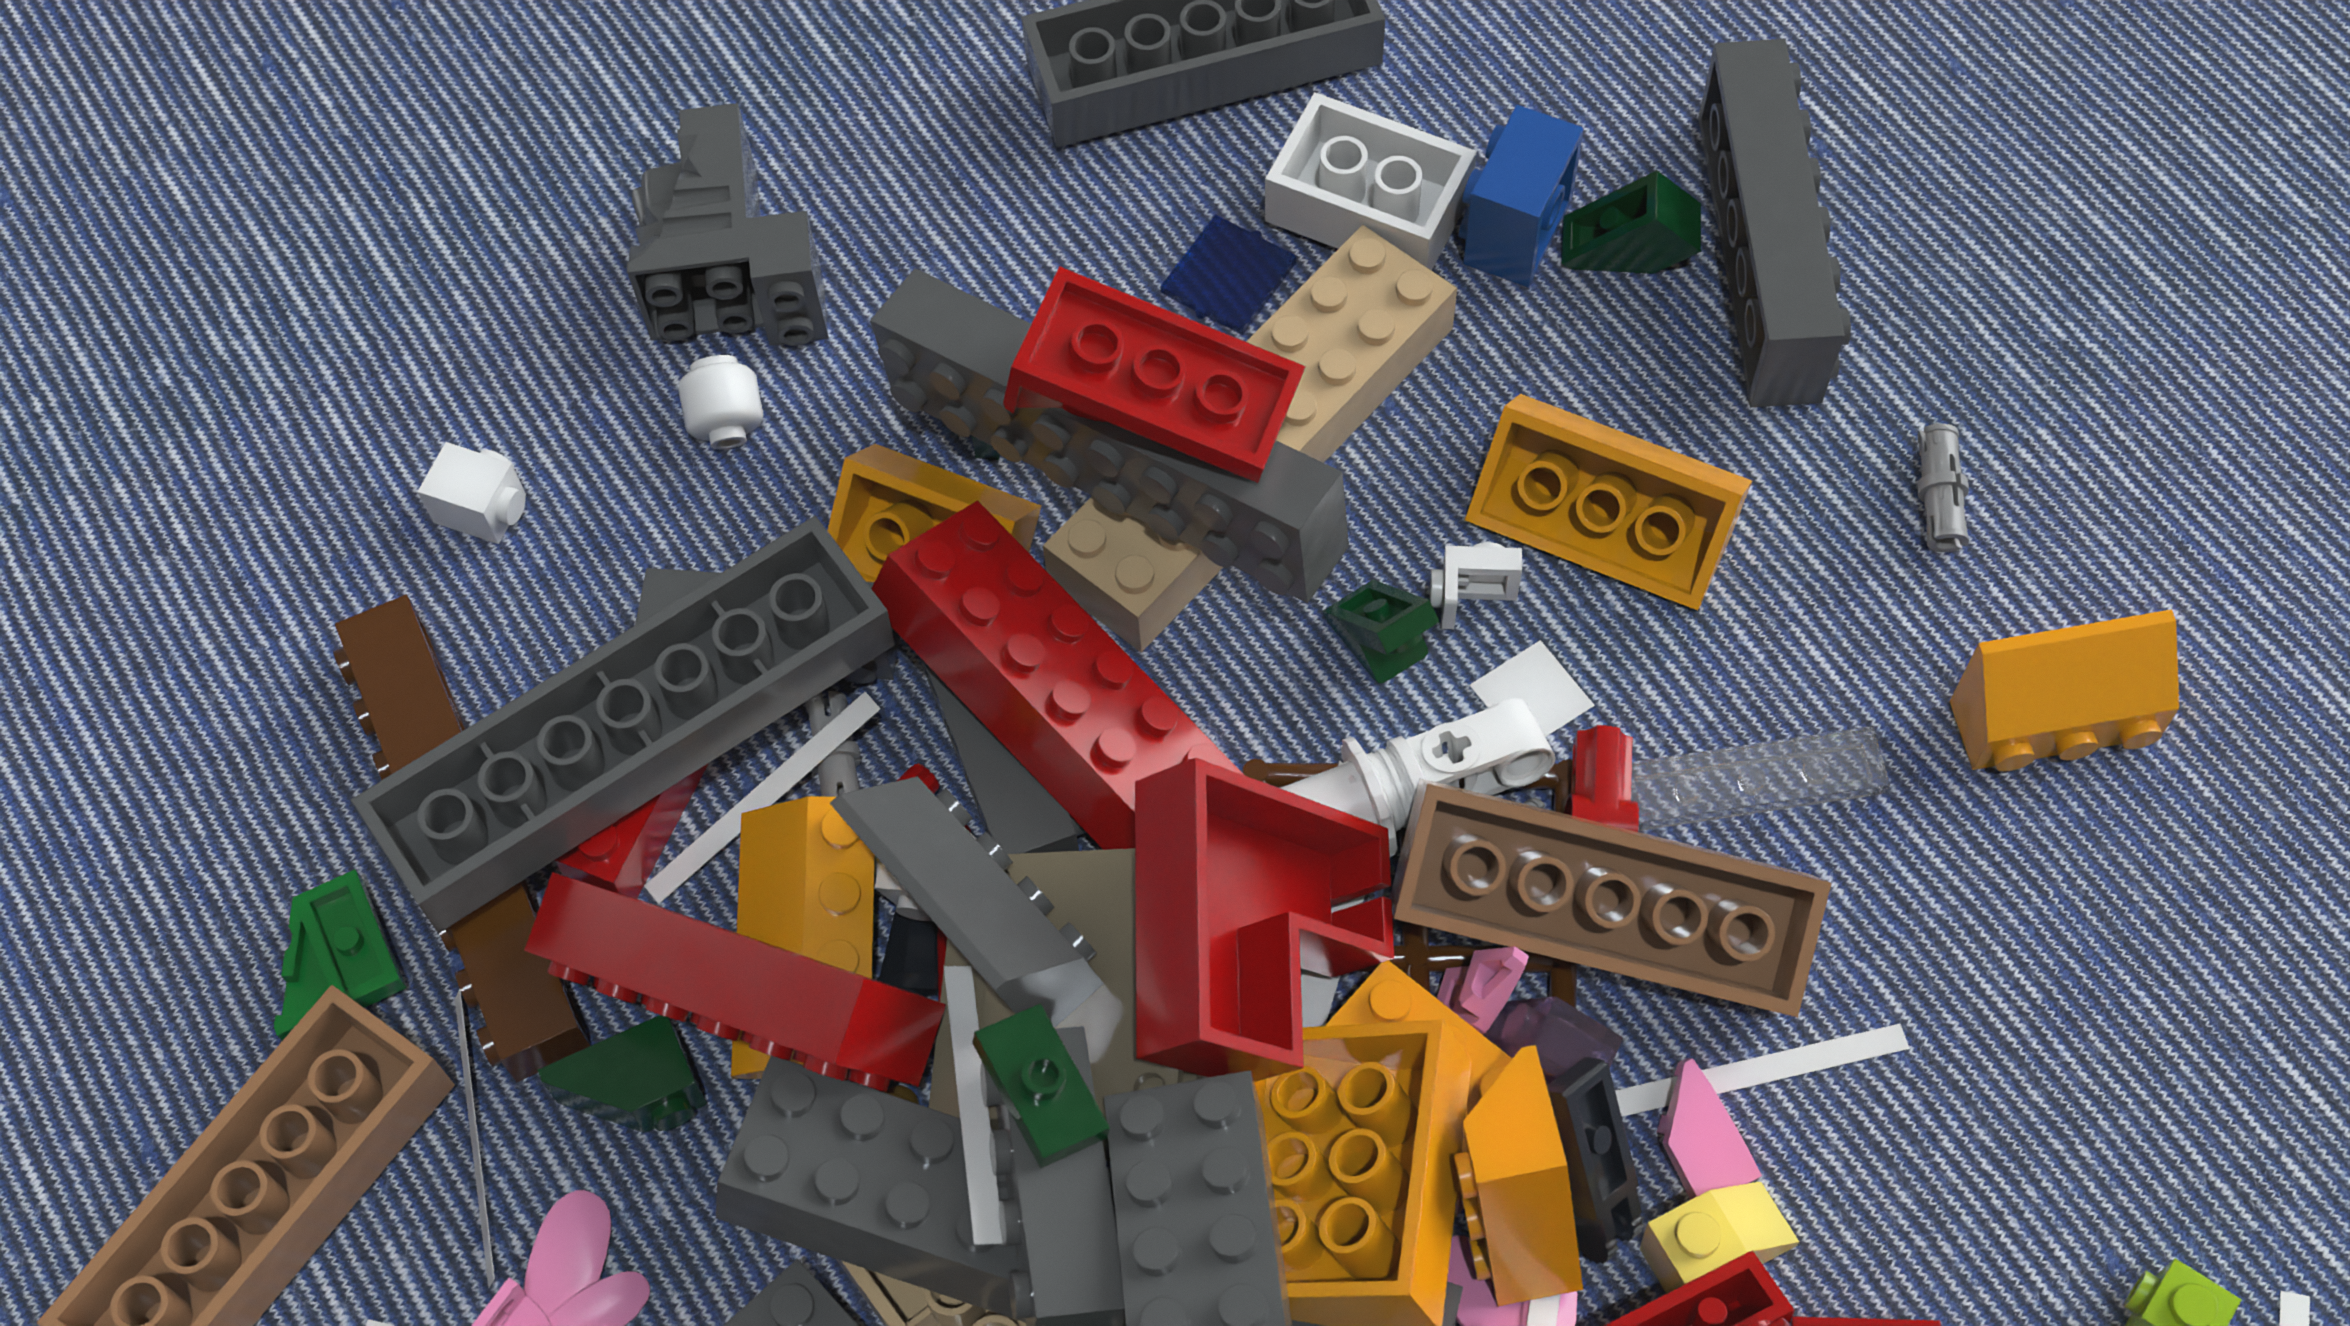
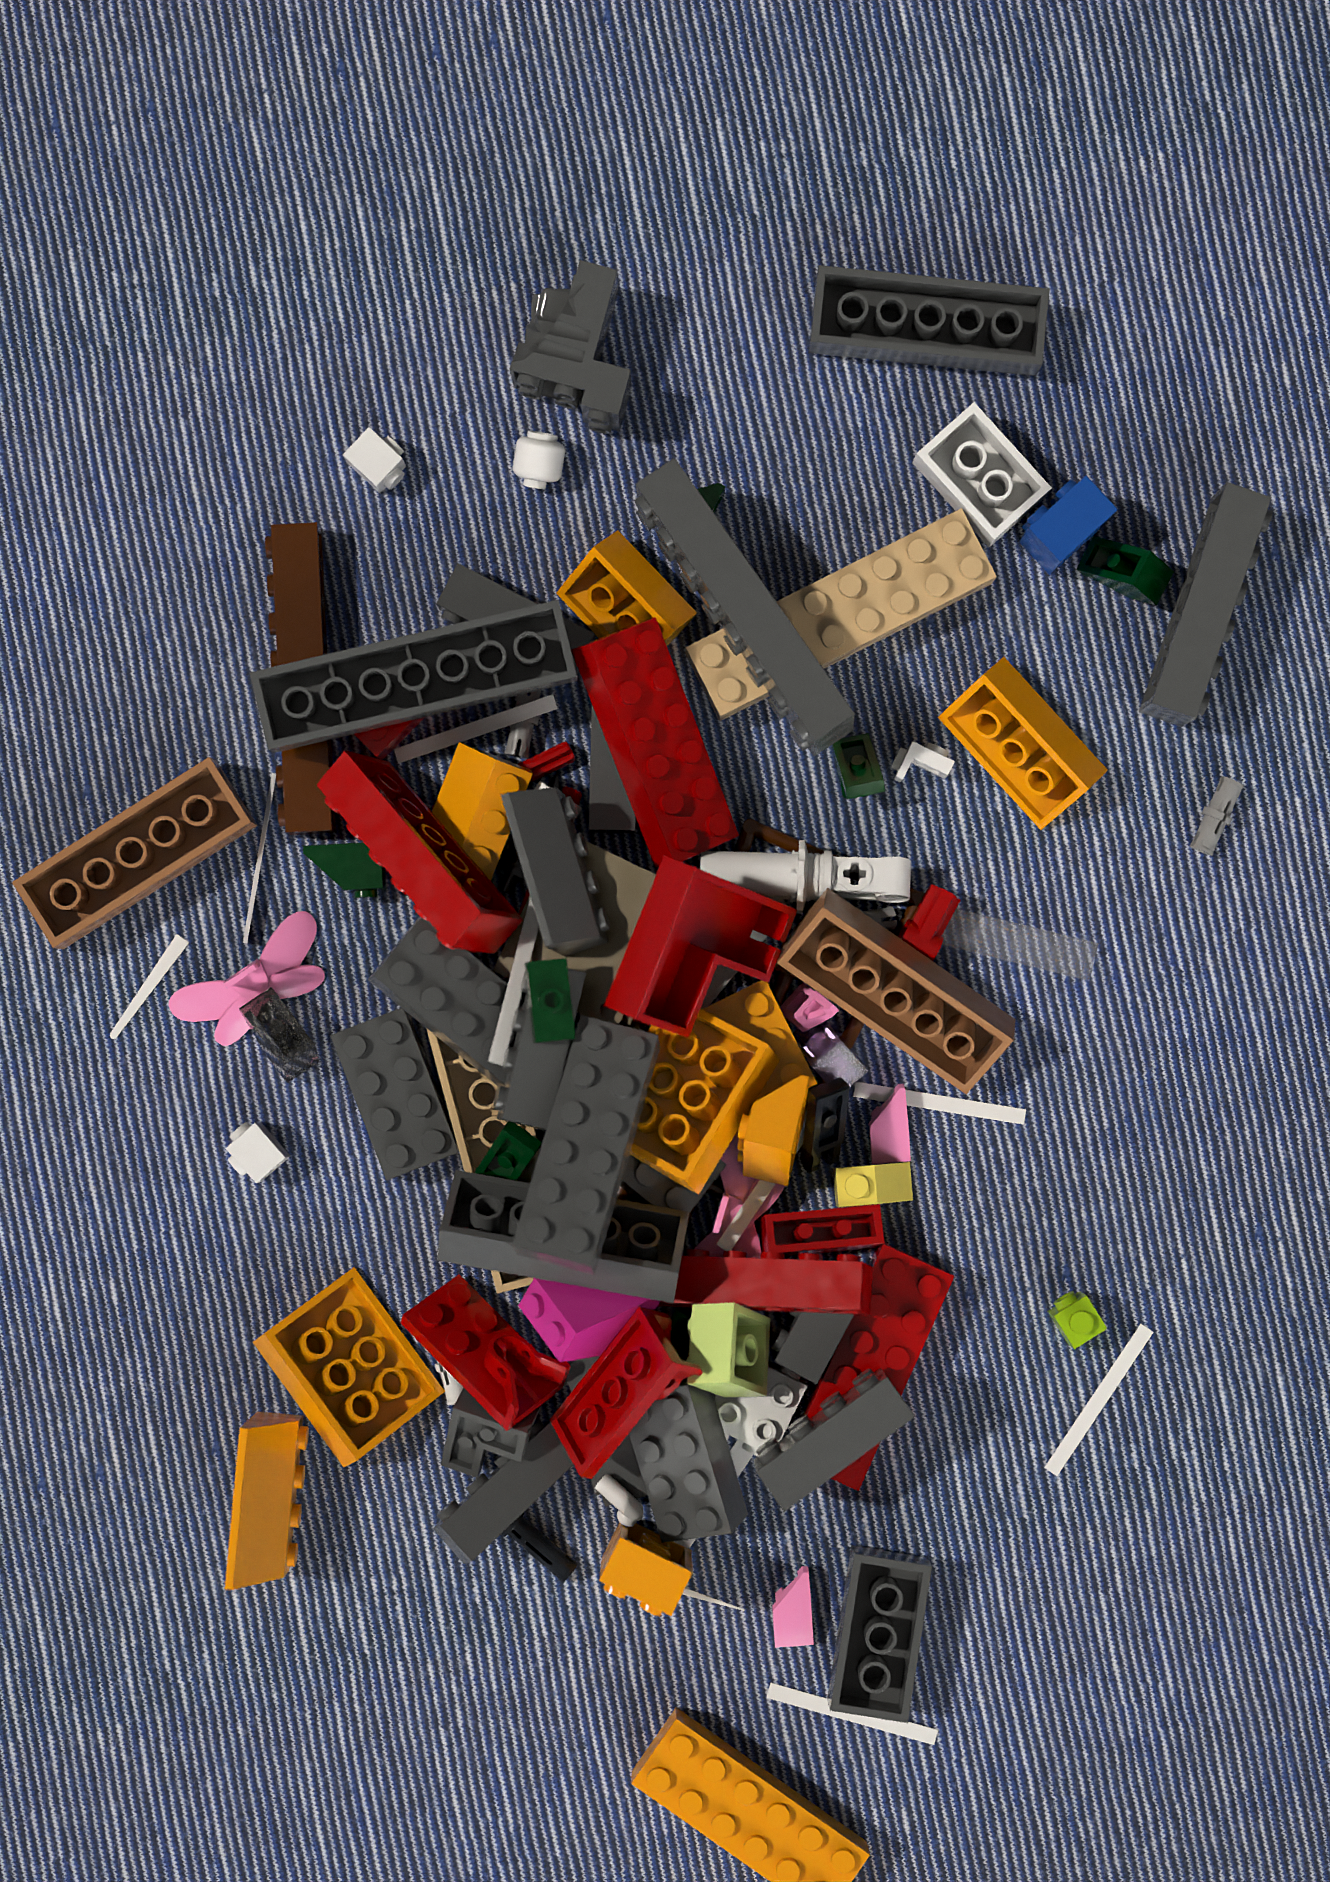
camera: 20 degrees right, 25 degrees up
(335, 944) = (215, 725): green wing -> none
(1153, 375) = (775, 616): red plate -> none
(1228, 274) = (875, 490): clear blue piece -> none
(1538, 681) = (925, 839): white sticker -> none
(2069, 691) = (1209, 977): light orange slope -> none

